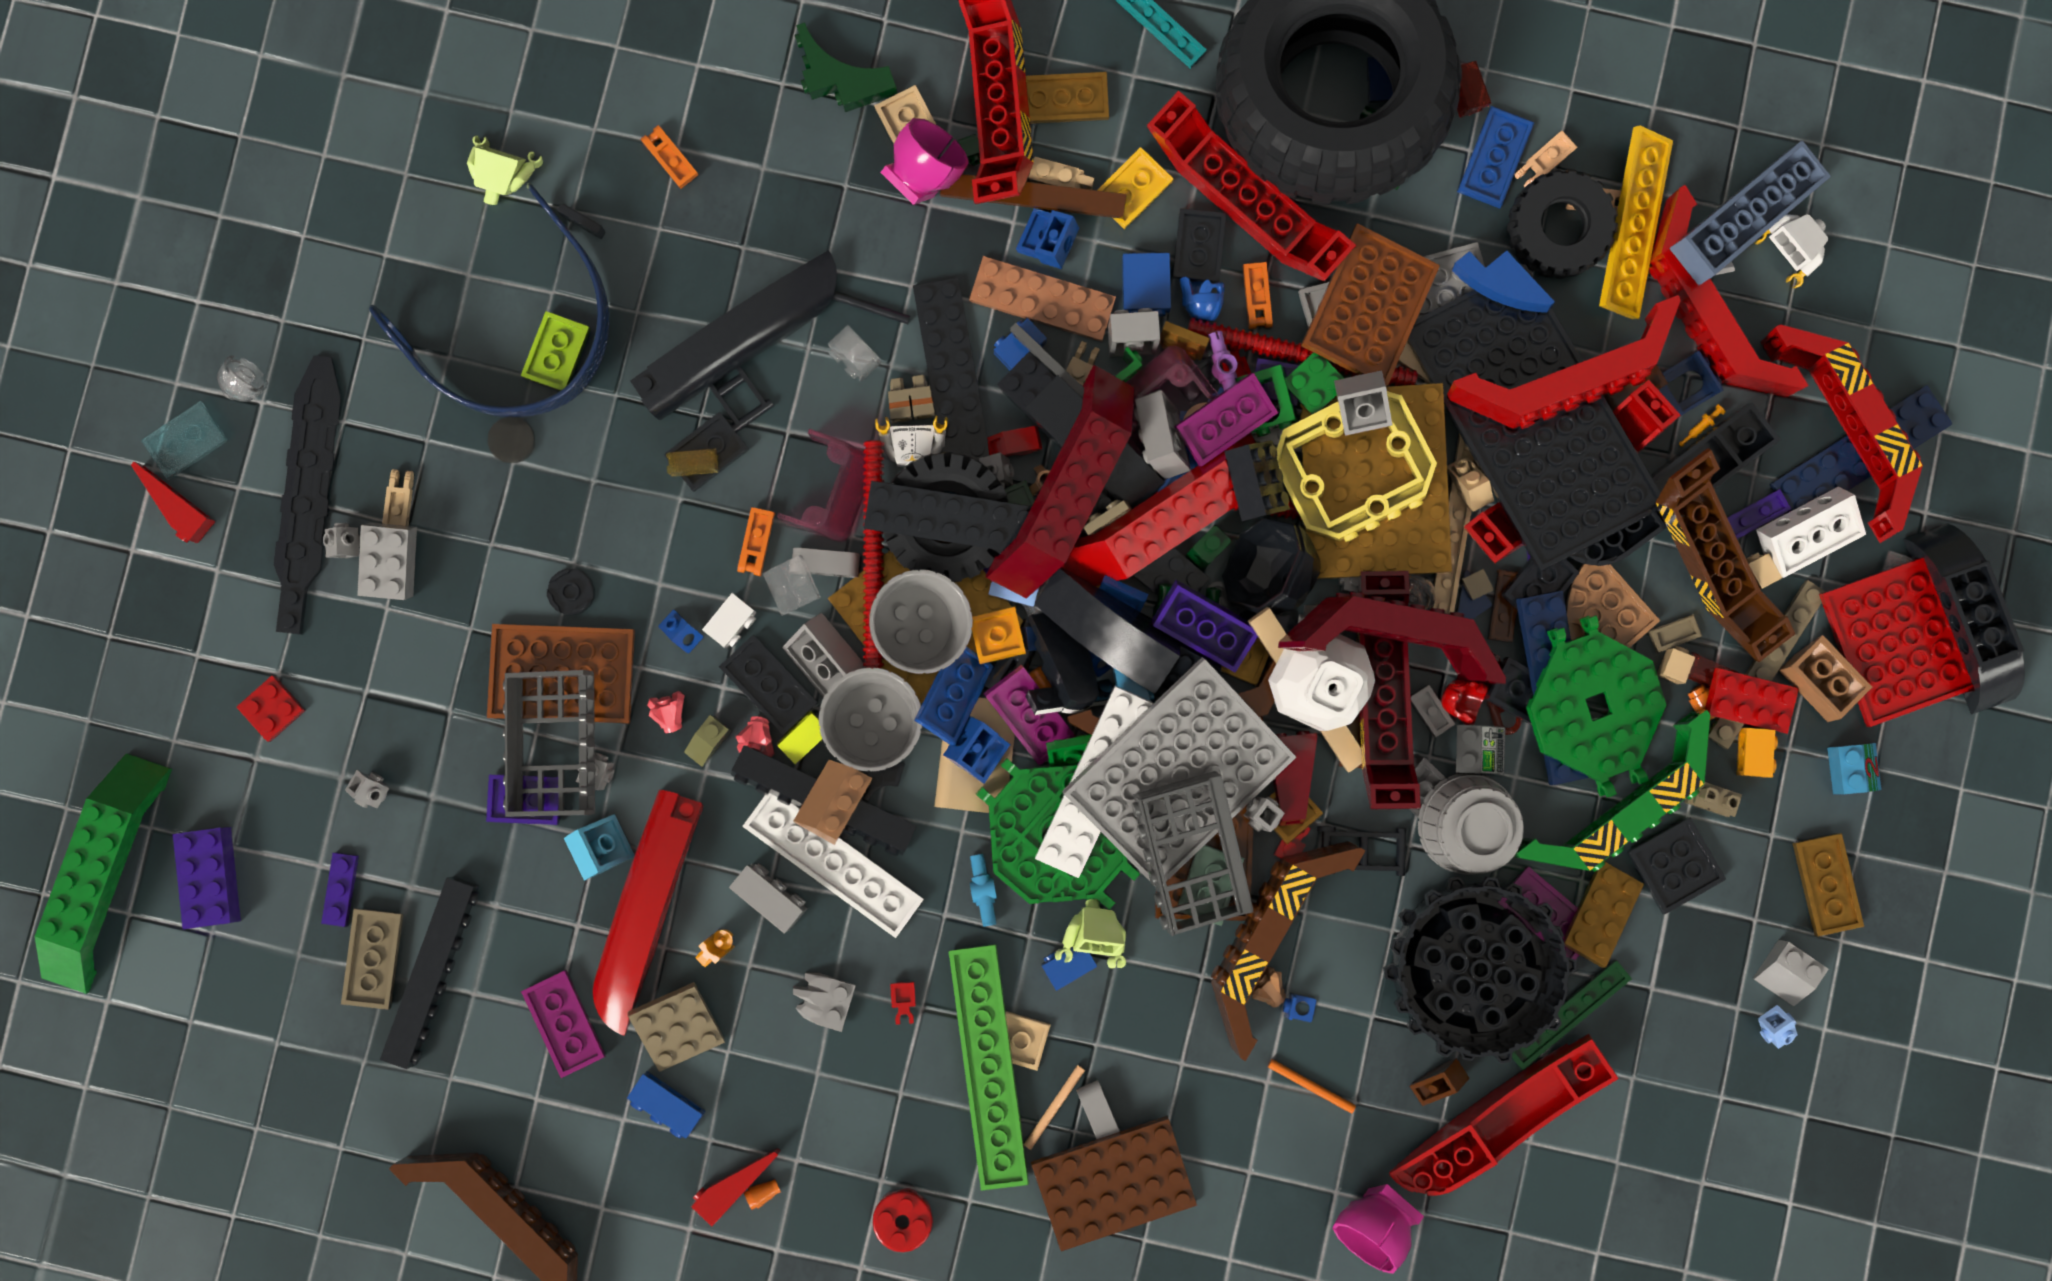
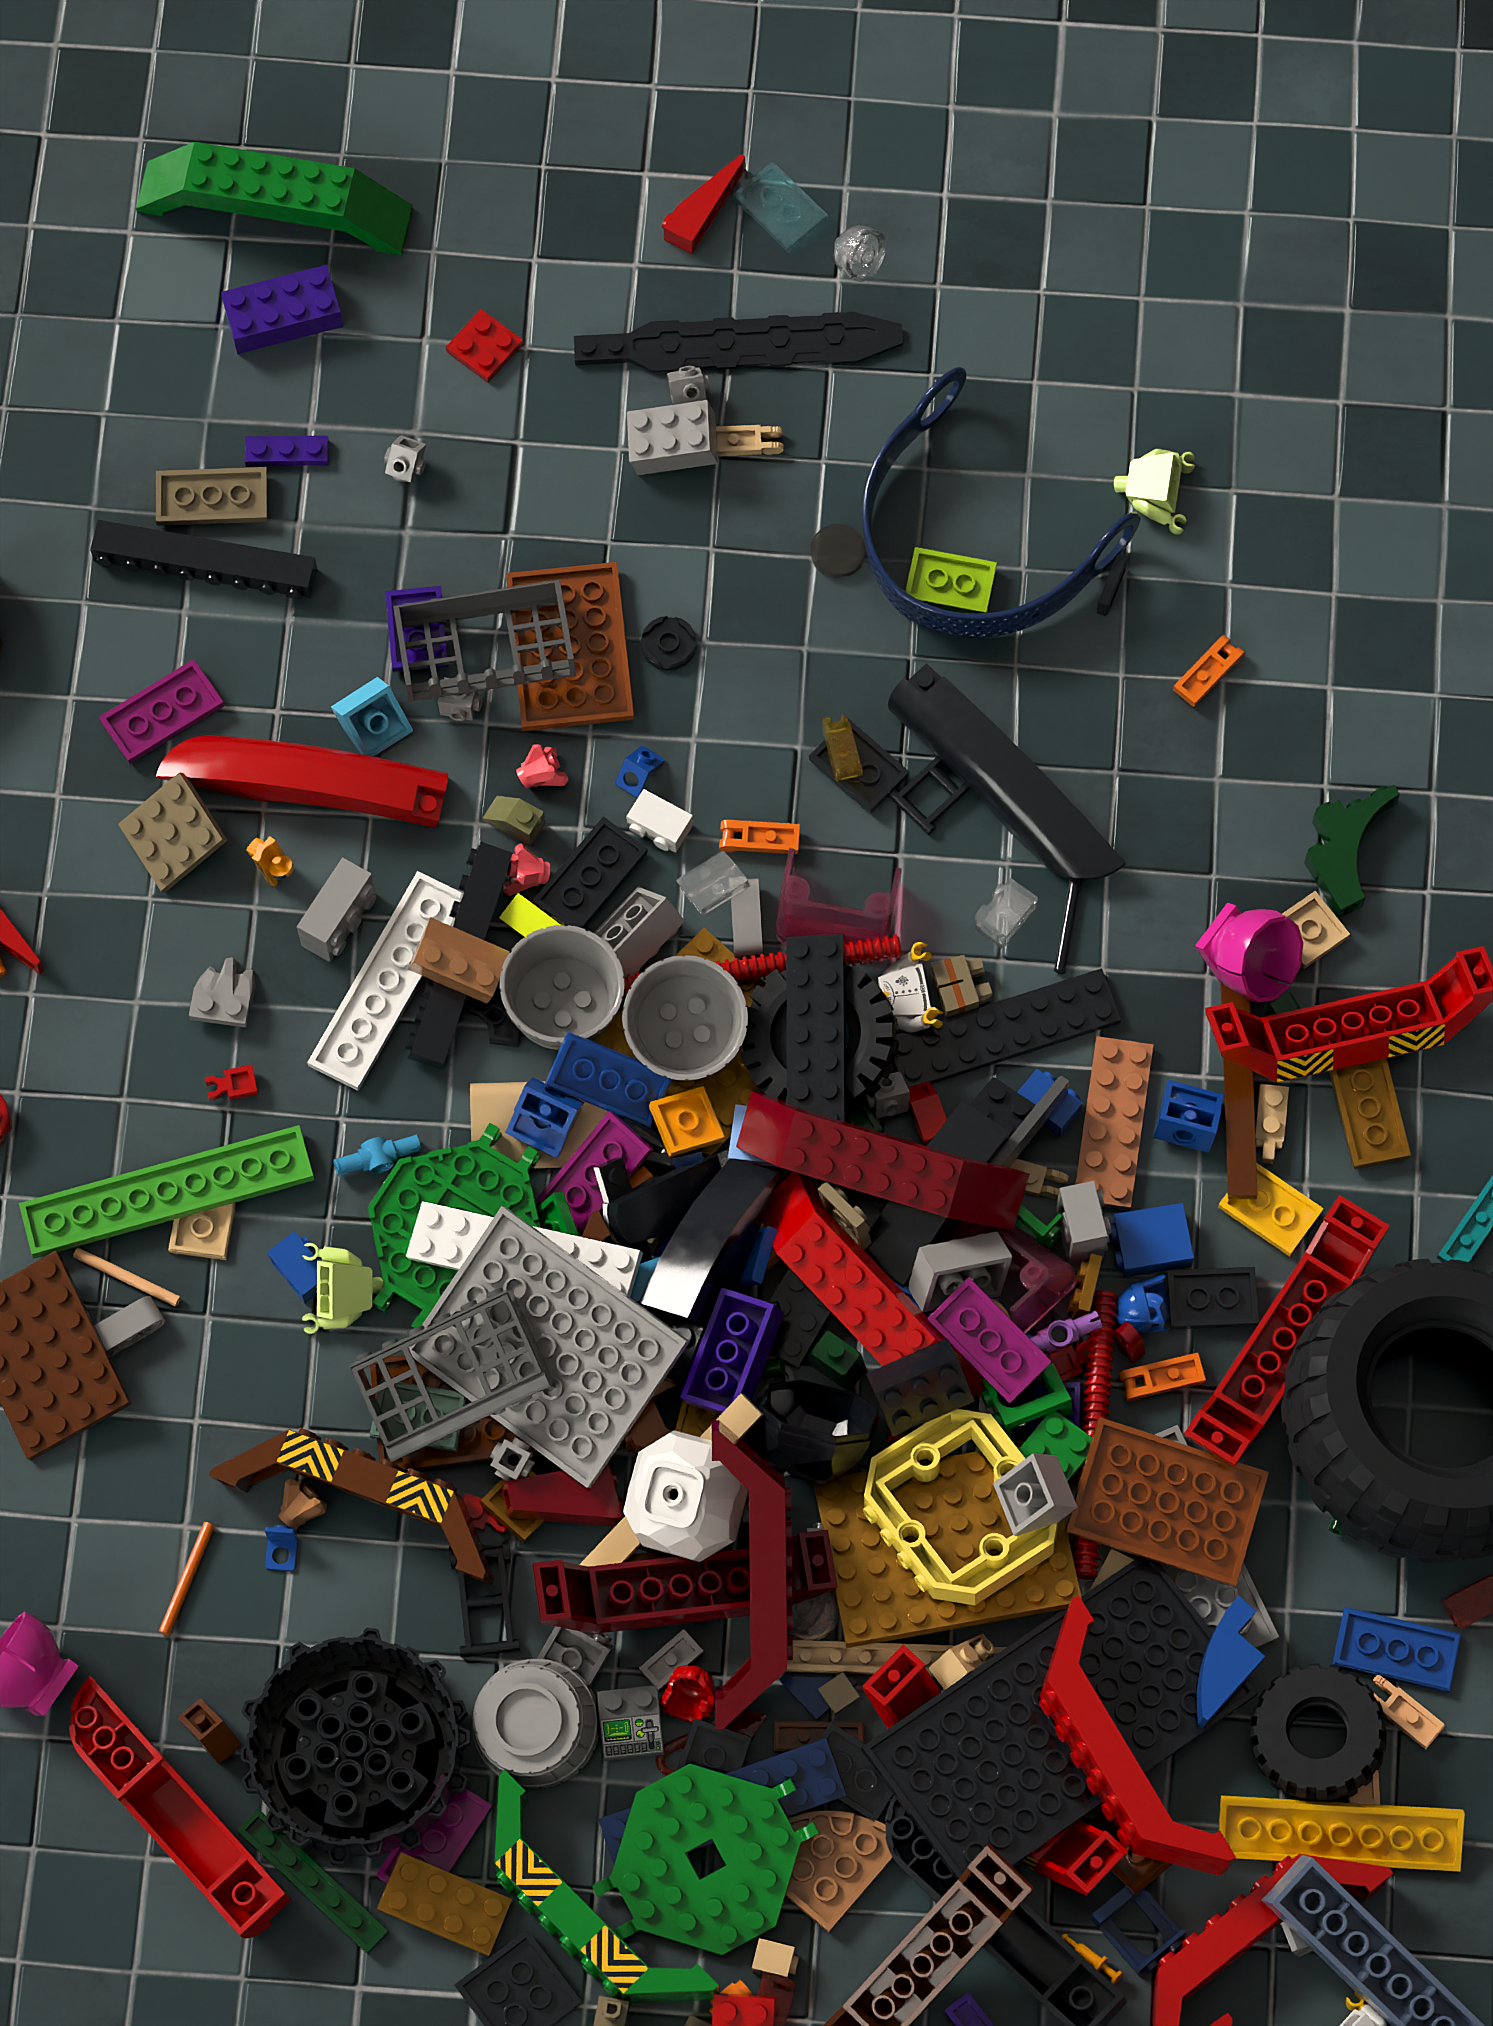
camera: 85 degrees right, 15 degrees down
(665, 1105) = (80, 836): blue brick -> none
(1230, 314) = (1129, 1342): none -> dark red beam
(1674, 633) = (816, 1958): dark tan tile -> none

